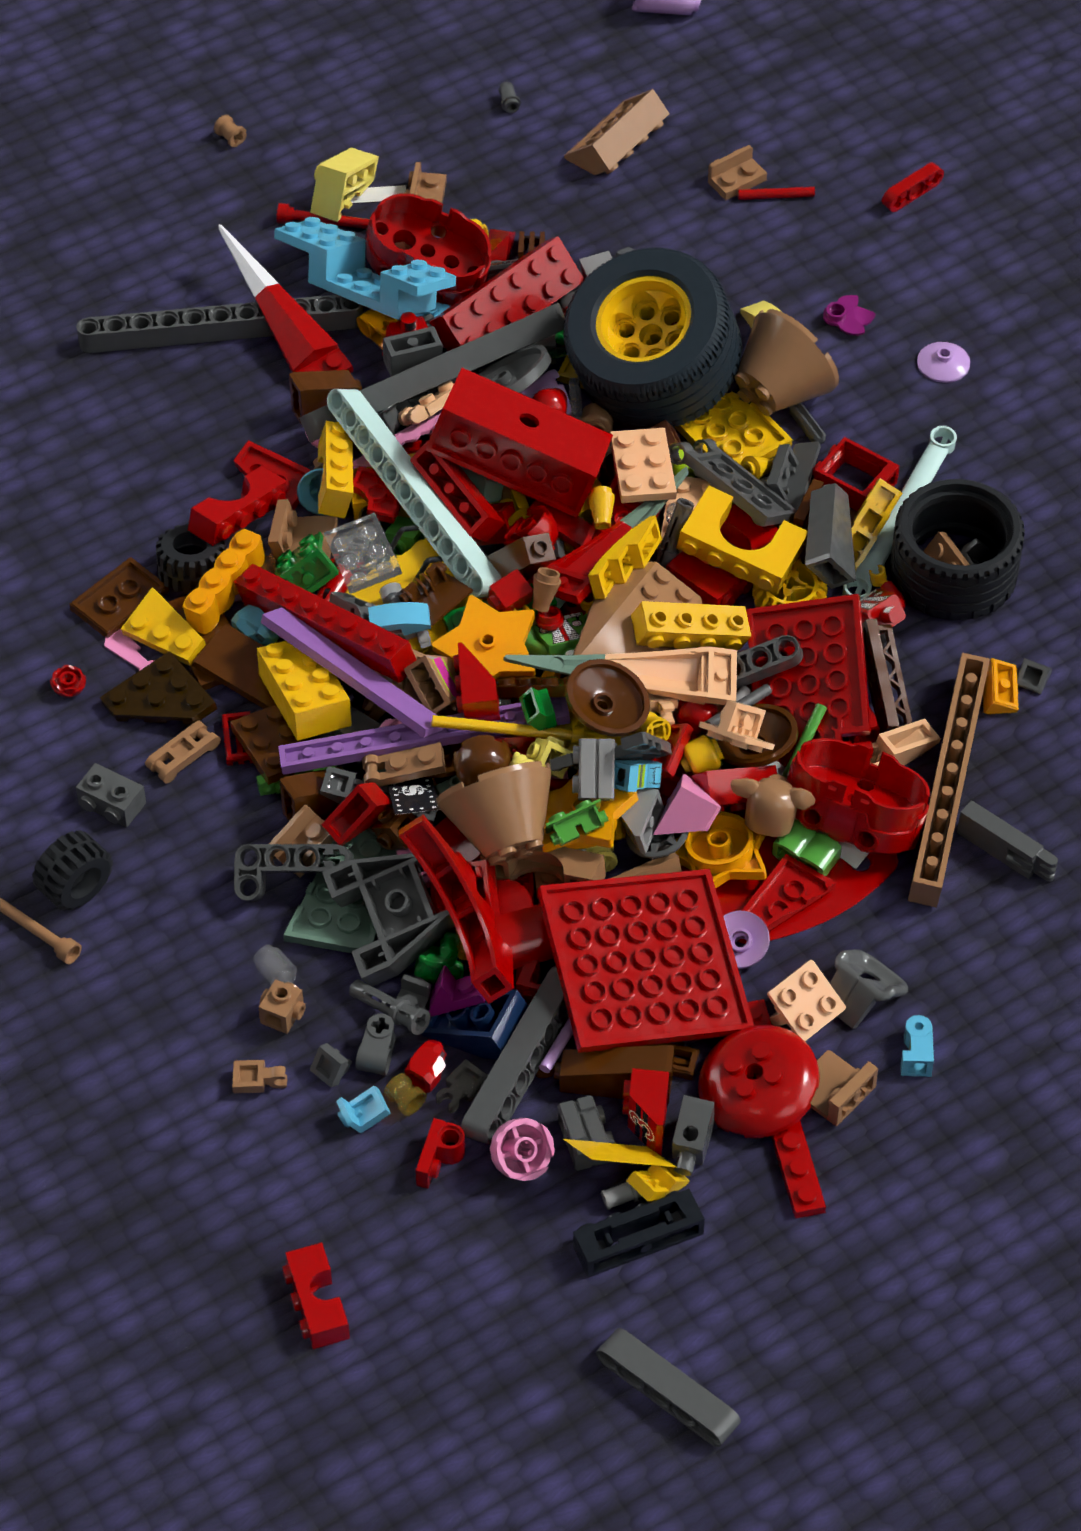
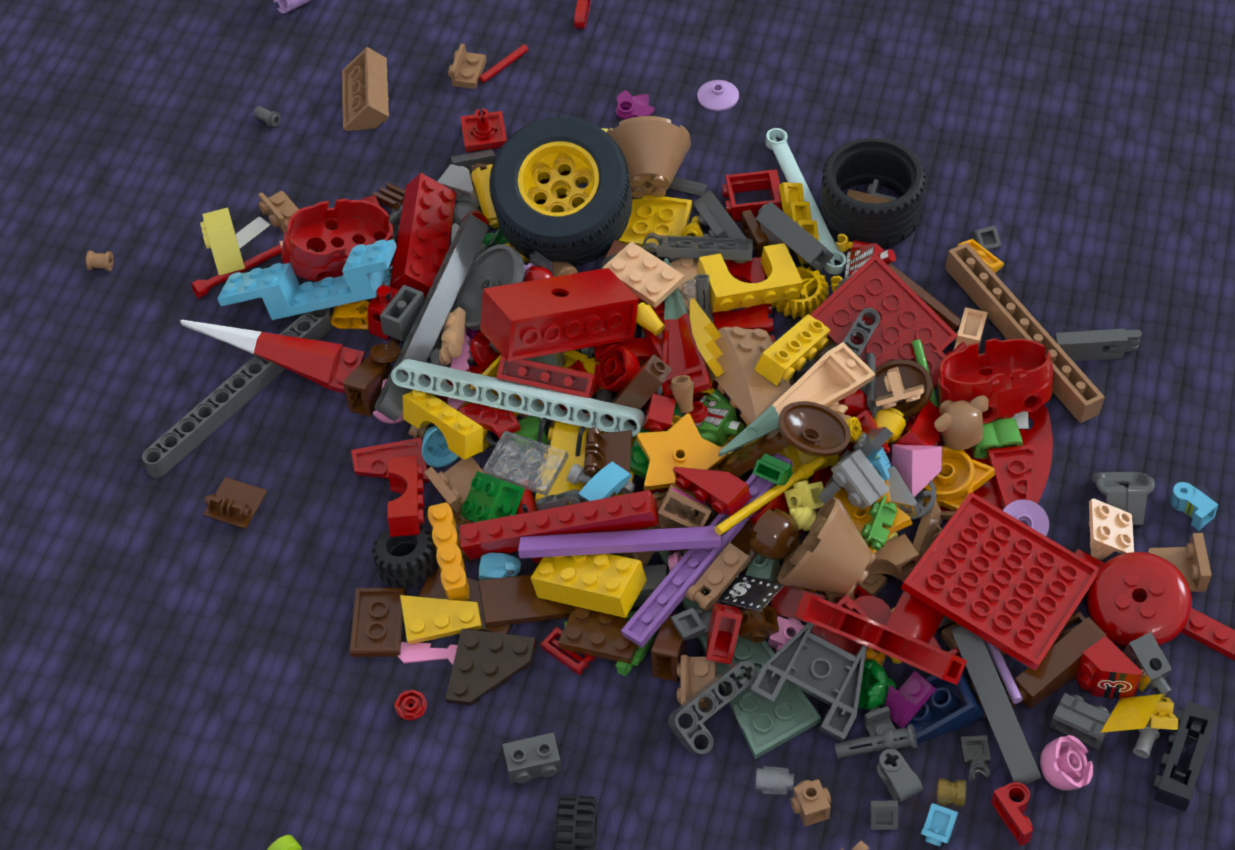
camera: 40 degrees left, 0 degrees up
(115, 415) = (234, 502): none -> reddish brown hinge
(182, 751) = (543, 689): medium nougat plate -> none
(361, 376) = (386, 352): none -> reddish brown piece
(427, 1065) = (942, 761): red rock -> none
(684, 236) = (483, 127): none -> red plate

